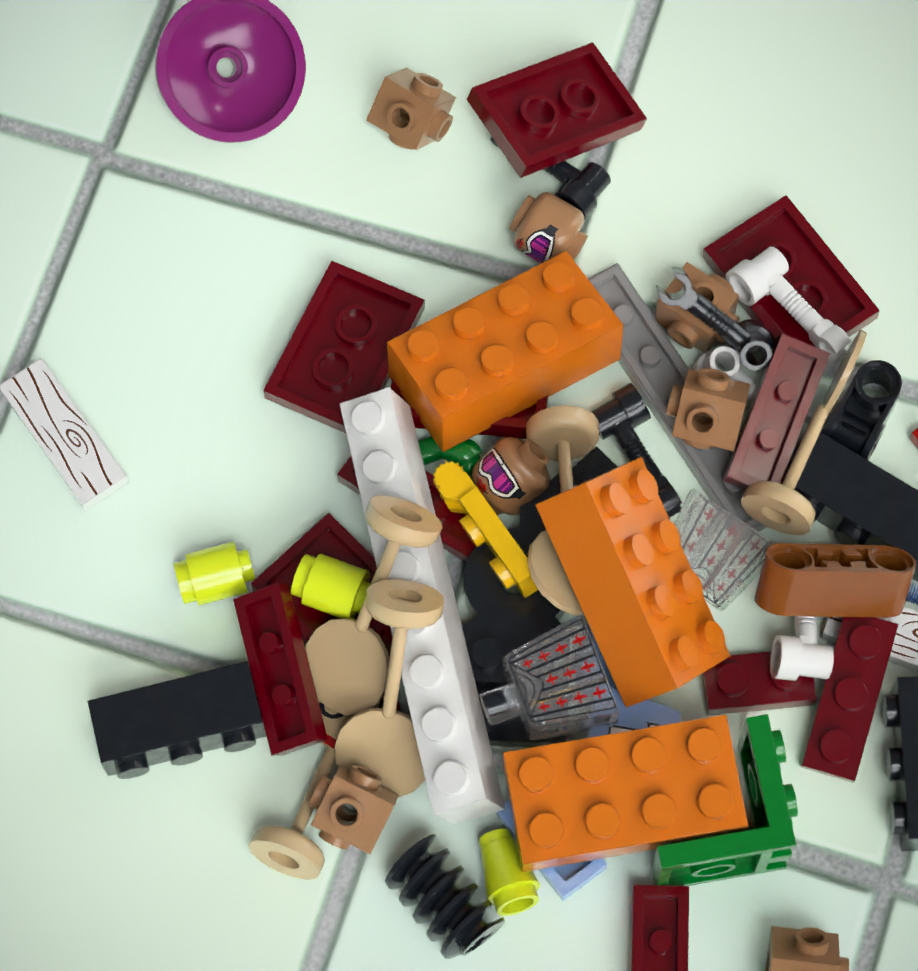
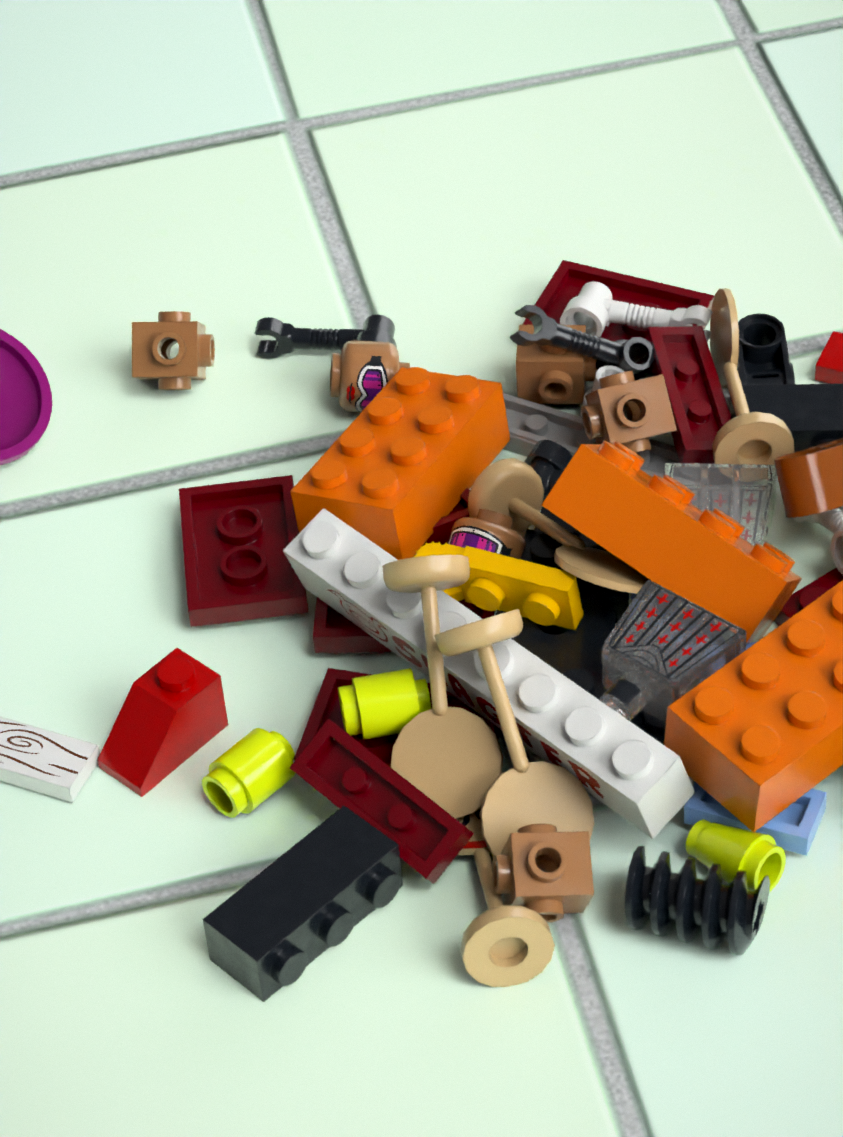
camera: 30 degrees left, 25 degrees down
(180, 488) = (164, 721): none -> red slope
(556, 109) = (306, 292): dark red plate -> none

